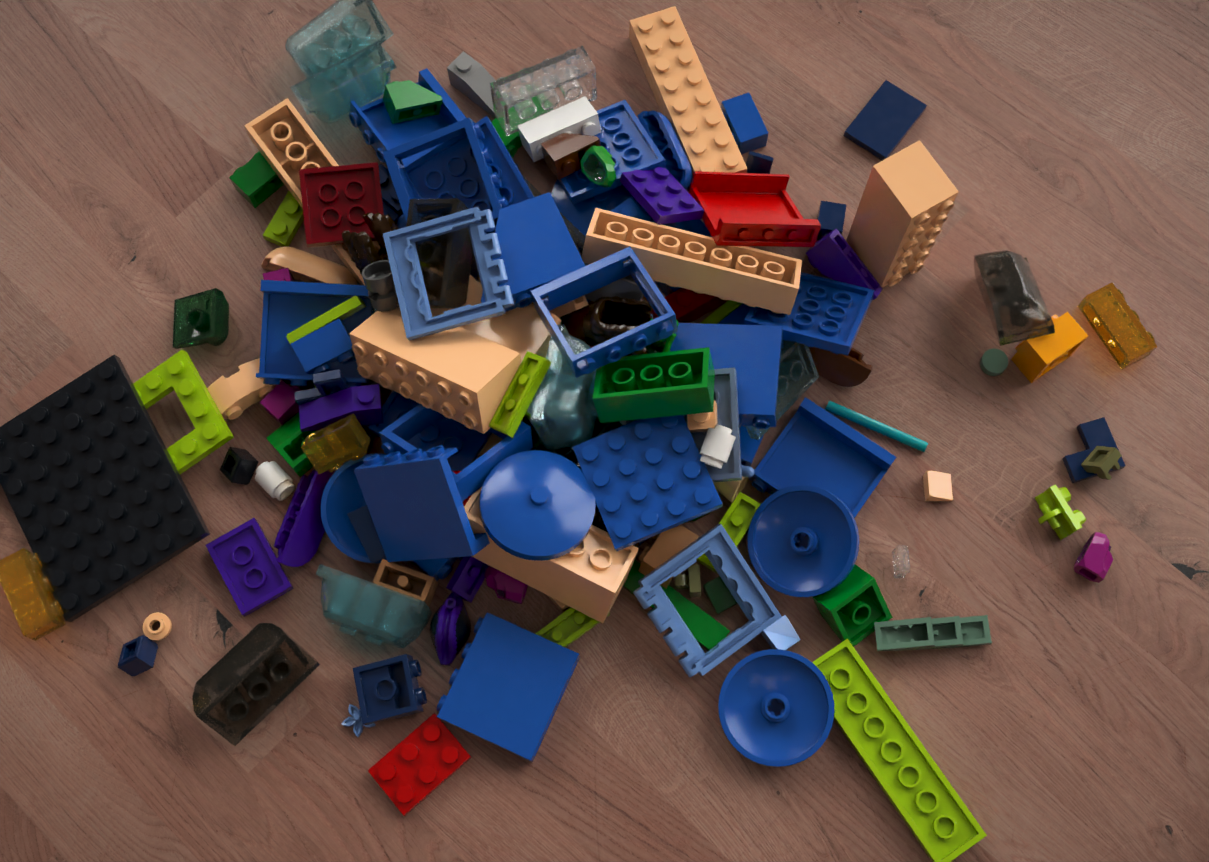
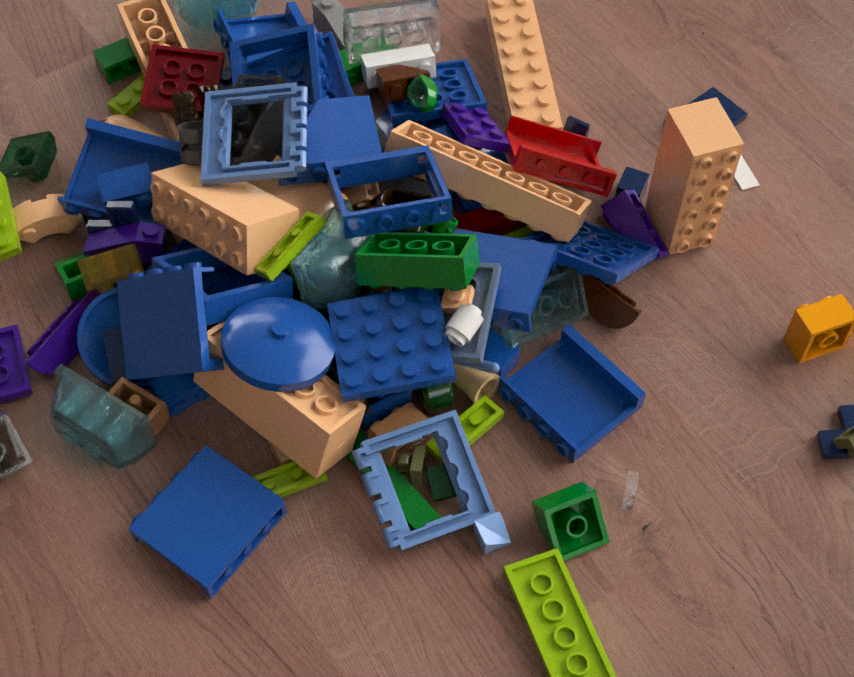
camera: 10 degrees right, 15 degrees down
(238, 466) = (19, 281): black slope -> none
(274, 480) = (47, 298): white brick -> none
(281, 402) = (73, 235): magenta brick -> none
(341, 311) = (156, 160): lime tile -> none
(355, 720) = (55, 520): medium blue plant -> none
(389, 689) = (92, 497): dark blue plate -> none
(410, 101) = (269, 18): green slope -> none
(419, 764) = (99, 575): red plate -> none
(450, 629) = (167, 457): dark purple hat -> none
(467, 578) = (201, 416): dark purple plate -> none
(505, 585) = (235, 431): magenta rock -> none
(668, 144) = (495, 96): blue brick -> none
(745, 123) = (571, 95): blue brick -> none
(776, 707) = (467, 595): blue dish -> none
(803, 541) = (534, 446): blue dish -> none
(876, 426) = (637, 370): teal bar -> none
(932, 633) = (645, 564): sand green slope -> none
(937, 486) = (683, 432): light nougat slope -> none
(994, 362) = (765, 336): sand green tile -> none
(1012, 297) = (791, 272): clear smoke windscreen -> none
(1058, 512) = (799, 477): lime hips -> none
(1094, 558) = (829, 529): magenta rock -> none

